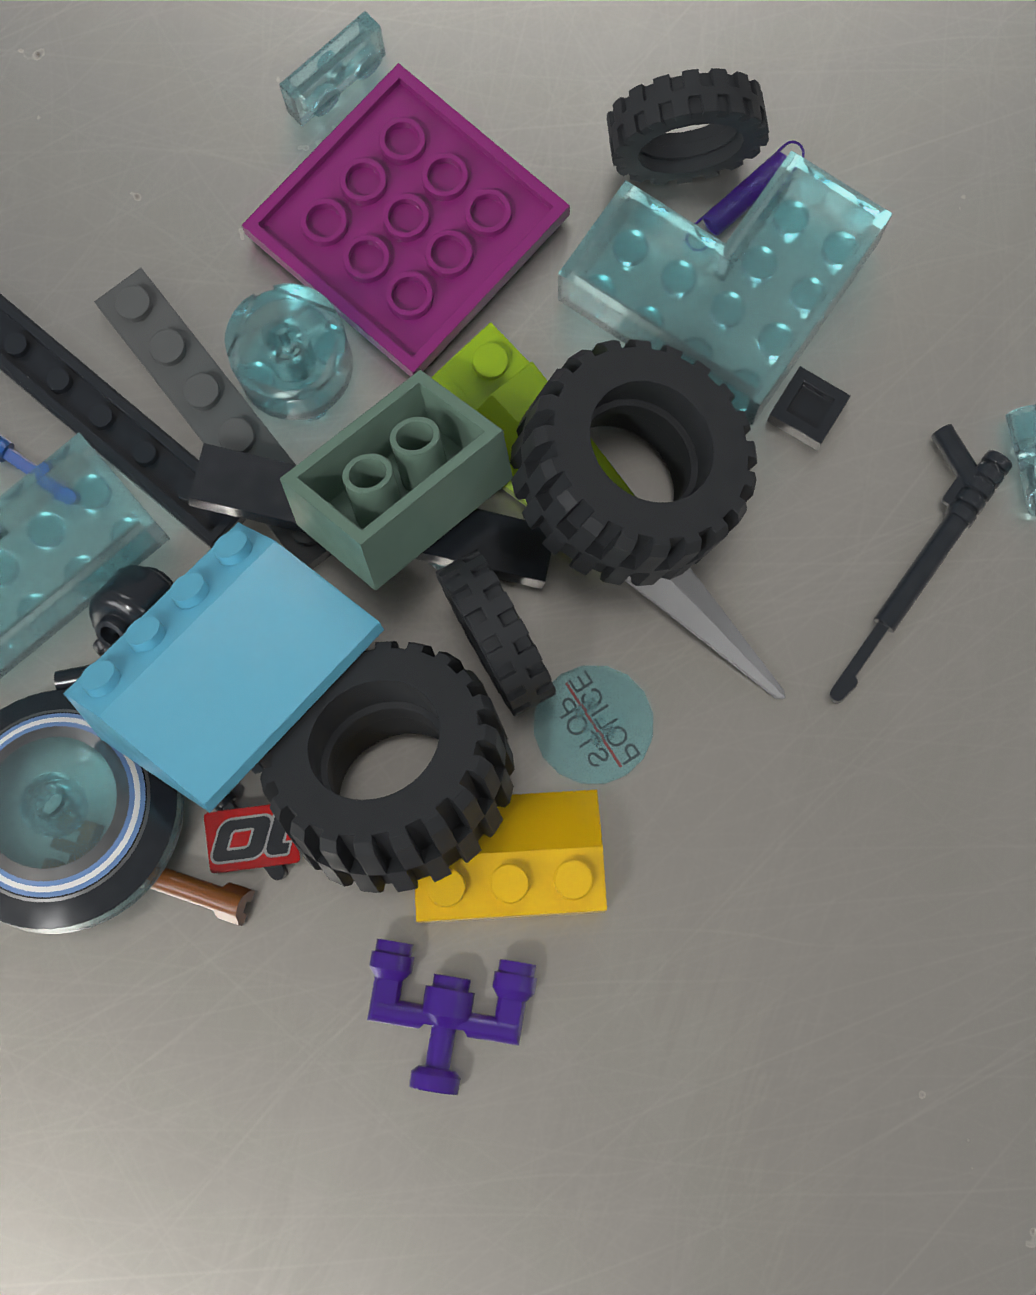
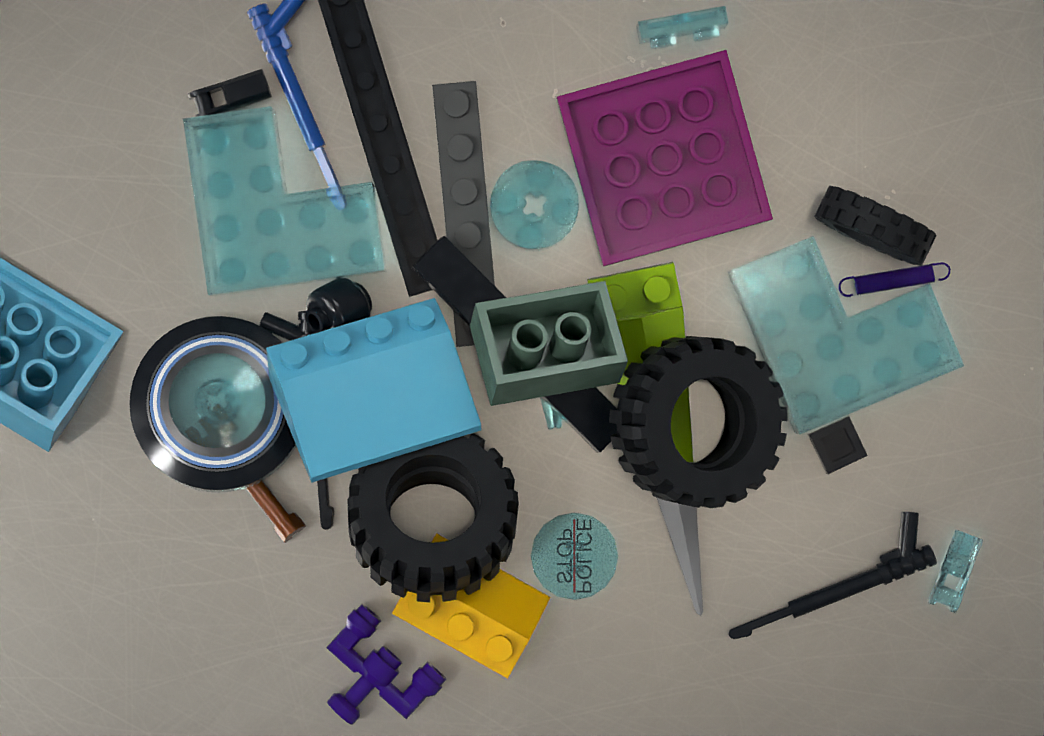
camera: 25 degrees right, 10 degrees up
(247, 840) = (323, 497): sticker -> none
(496, 632) = (547, 472): black tyre -> none

